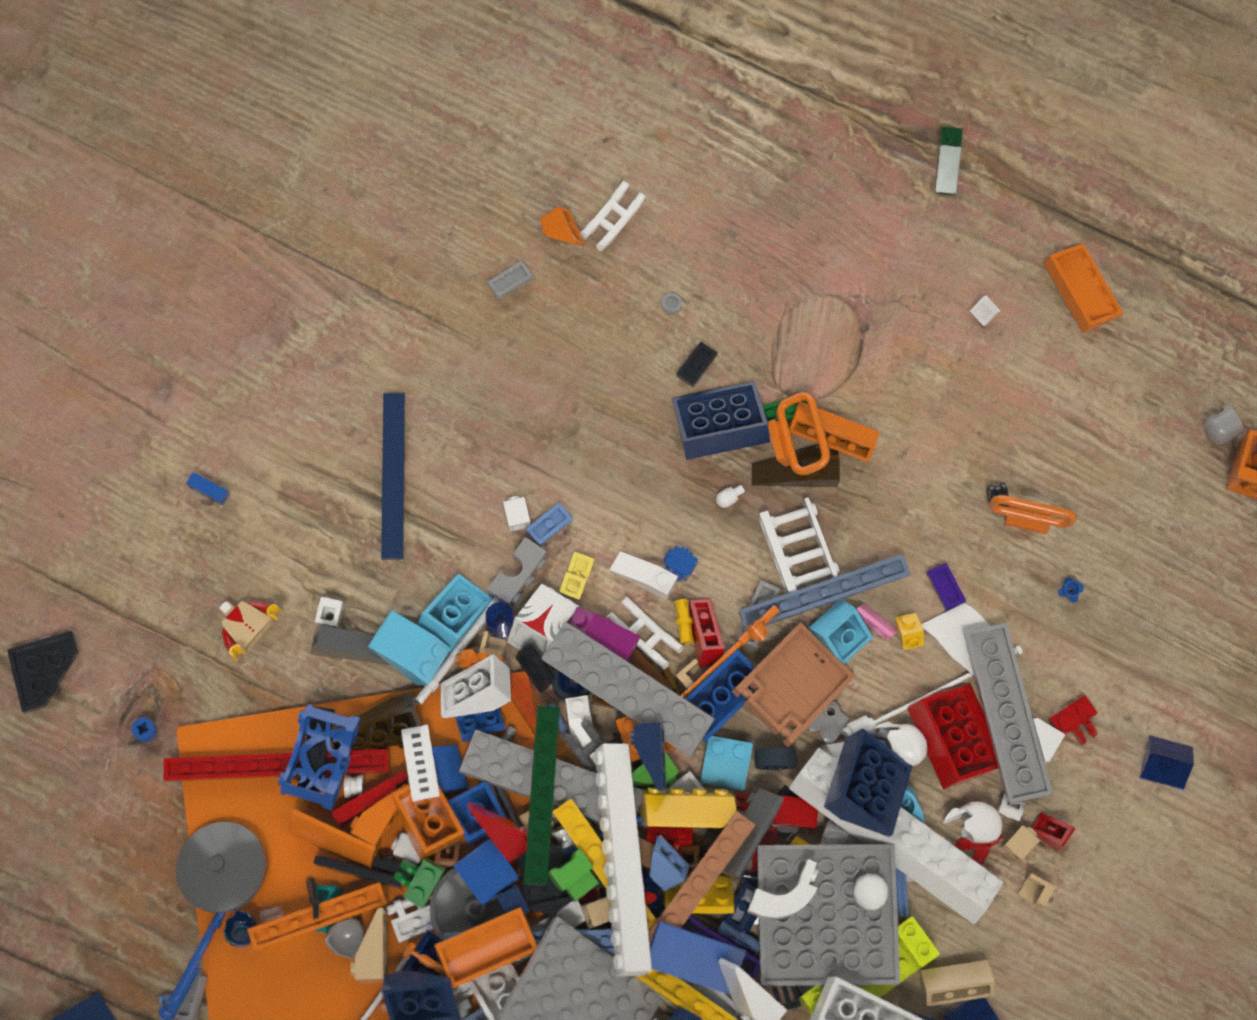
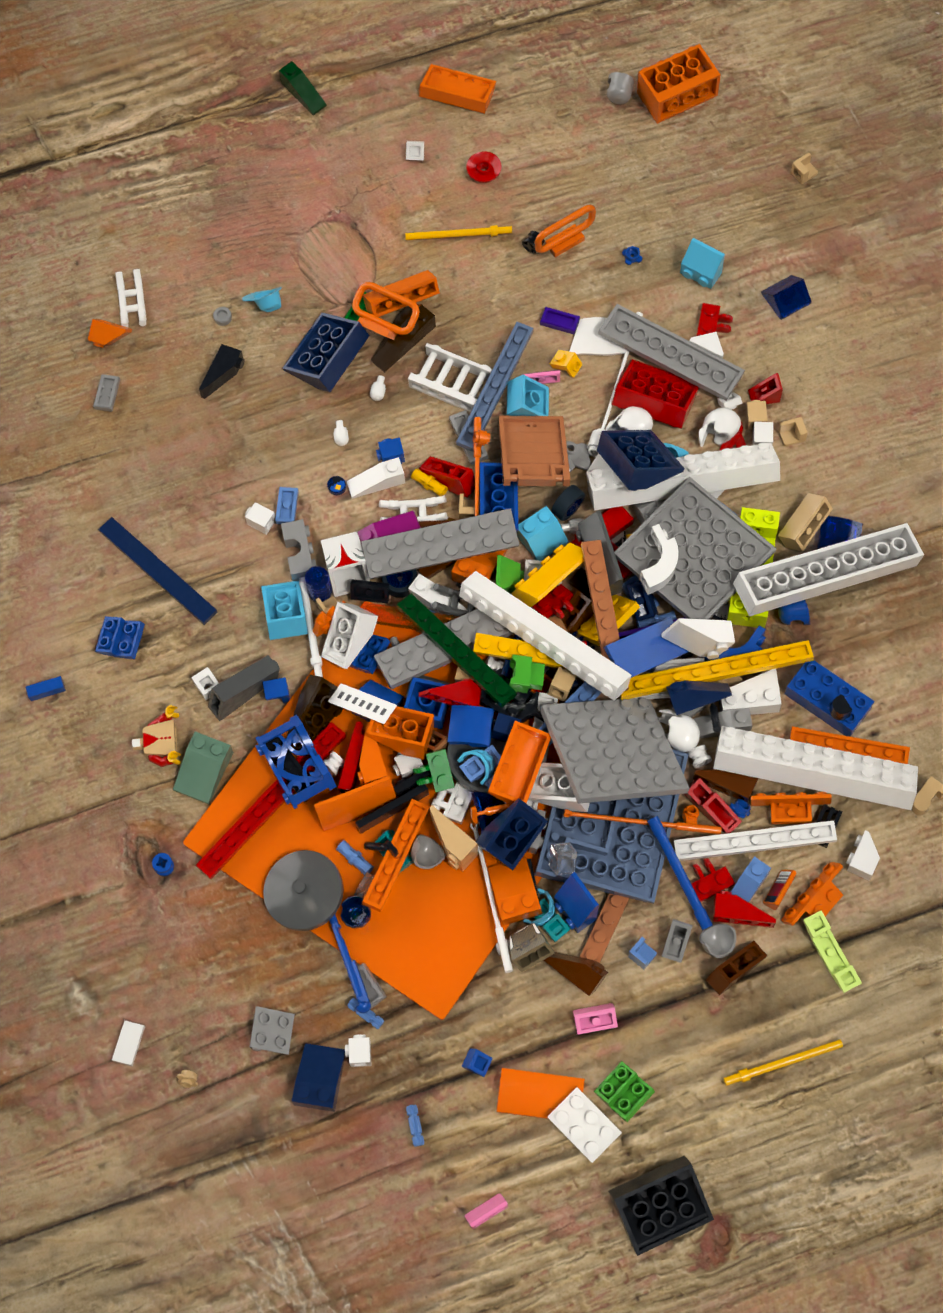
camera: 40 degrees left, 5 degrees down
(41, 668) = (54, 895): black plate -> none
(83, 955) = (271, 1030): none -> light grey hinge
(255, 681) = (202, 767): none -> sand green slope
(289, 882) = (354, 857): none -> medium blue pin
(306, 503) = (120, 637): none -> blue slope
(376, 676) = (276, 689): none -> blue panel
(409, 648) = (281, 651): medium azure slope -> none
(461, 912) = (475, 768): none -> medium blue slope
(469, 911) = (485, 758): none -> medium azure helmet
(577, 575) = (335, 518): light yellow slope -> none
(607, 547) = (336, 485): none -> tile
(624, 351) = (223, 368): none -> black slope
(650, 746) = (493, 560): dark blue slope -> none
(657, 505) = (340, 434): none -> white cylinder
(667, 865) = (573, 617): medium blue slope -> none
(697, 364) = (276, 334): black plate -> none
(719, 322) = (266, 300): none -> medium azure piece
(762, 781) = (572, 525): none -> white cylinder
(870, 891) = (705, 513): white hair -> none
(974, 448) = (494, 230): none -> yellow bar
(1006, 867) = (762, 432): none -> white brick
(1030, 374) = (481, 161): none -> red dish
(1119, 660) = (702, 263): none -> medium azure slope

